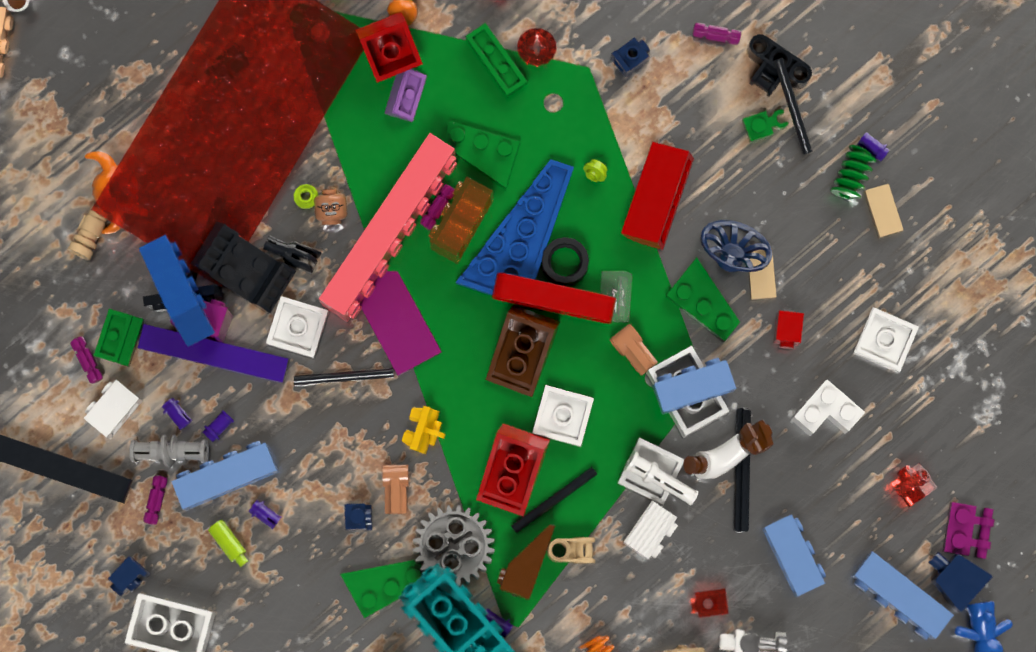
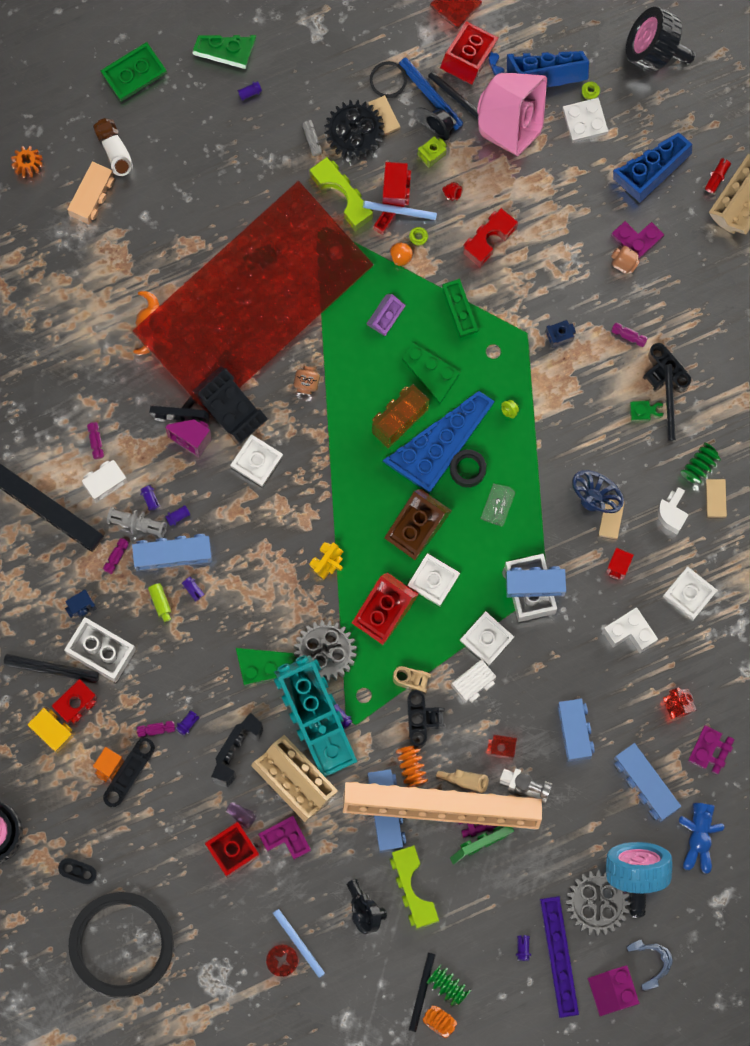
camera: 15 degrees right, 5 degrees down
(89, 232) = (125, 348): tan axle -> none
(119, 337) = (124, 431): green plate -> none
(177, 289) = (178, 405): blue wedge -> none
(214, 354) = (189, 462): dark purple tile -> none
(294, 253) = (270, 406): black arm -> none
(305, 204) = (290, 373): lime plate -> none
(343, 376) = (280, 506): black bar -> none
(358, 517) = (260, 610): dark blue brick -> none
(388, 228) = (344, 407): coral brick -> none
(389, 47) = (383, 276): red brick -> none
(395, 483) = (295, 592): nougat piece -> none
(398, 324) = (330, 477): magenta tile -> none
(437, 207) = (381, 405): magenta axle -> none
(524, 569) = (372, 681): reddish brown slope -> none
(545, 40) = (486, 302): clear red gear -> none
(554, 298) = (451, 491): red beam -> none
(554, 500) = (409, 639): black bar -> none
(607, 595) = (428, 716): none -> black piece
(630, 345) = (498, 542): nougat piece -> none
(650, 473) = (485, 638): white pin -> none
(657, 195) = (550, 439): red brick -> none
(703, 301) = (562, 526): green wing -> none
(718, 461) = (542, 644): piece -> none
(742, 479) = (555, 657): black axle -> none
(831, 248) = (671, 516): none -> white brick
(877, 149) = (723, 451): dark purple pin -> none
(958, 579) = (692, 783): dark blue torso -> none

